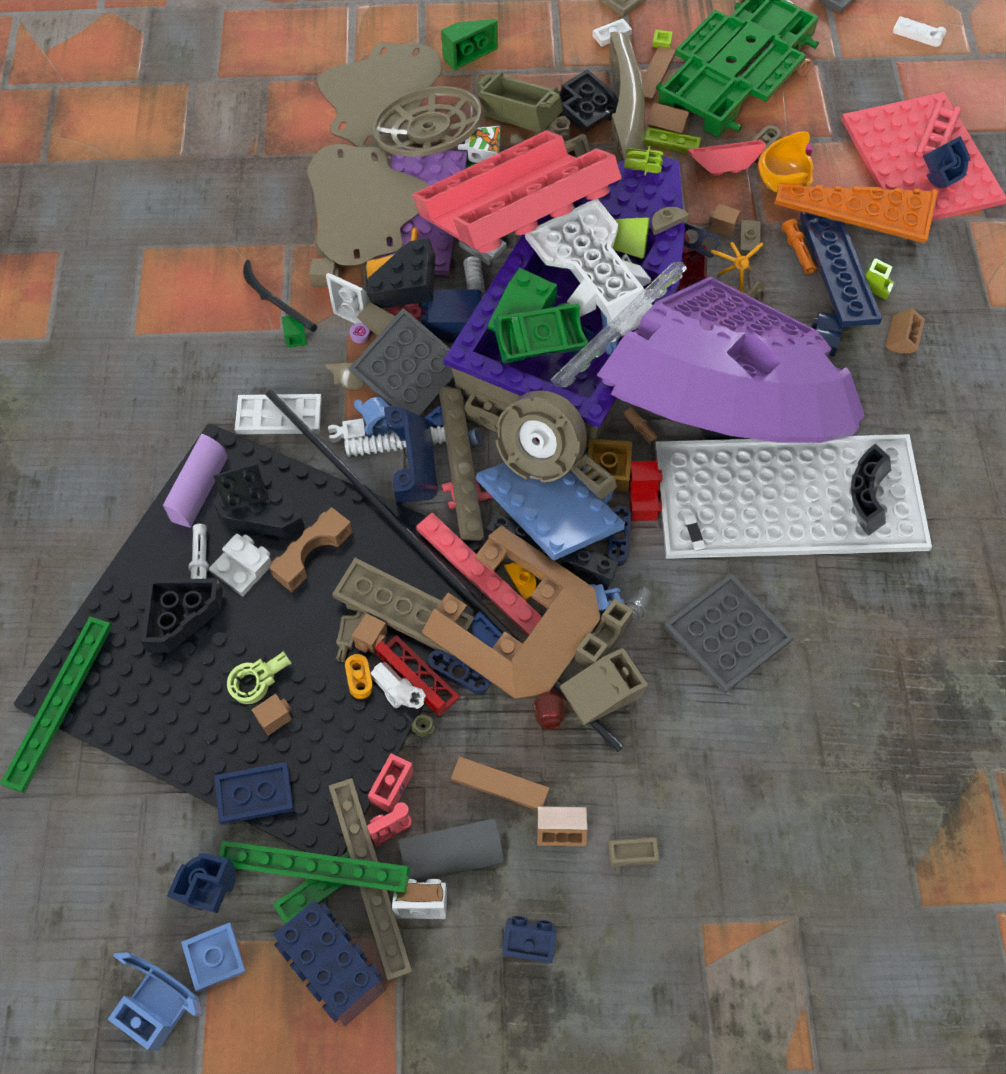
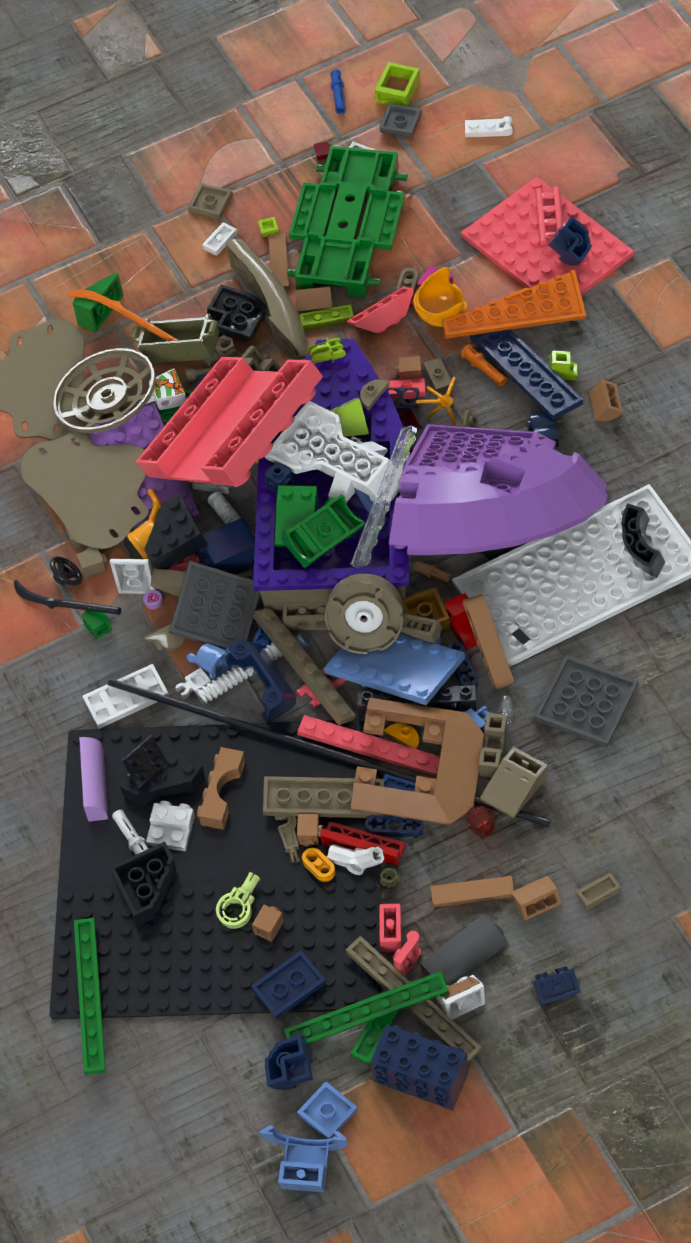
camera: 20 degrees left, 5 degrees down
(292, 271) = (63, 573): none -> black piece
(479, 49) = (116, 305): none -> orange piece
(527, 259) = (277, 476): none -> dark blue brick
(655, 523) = (488, 641): none -> medium nougat beam
(726, 237) = (417, 382): none -> coral plate

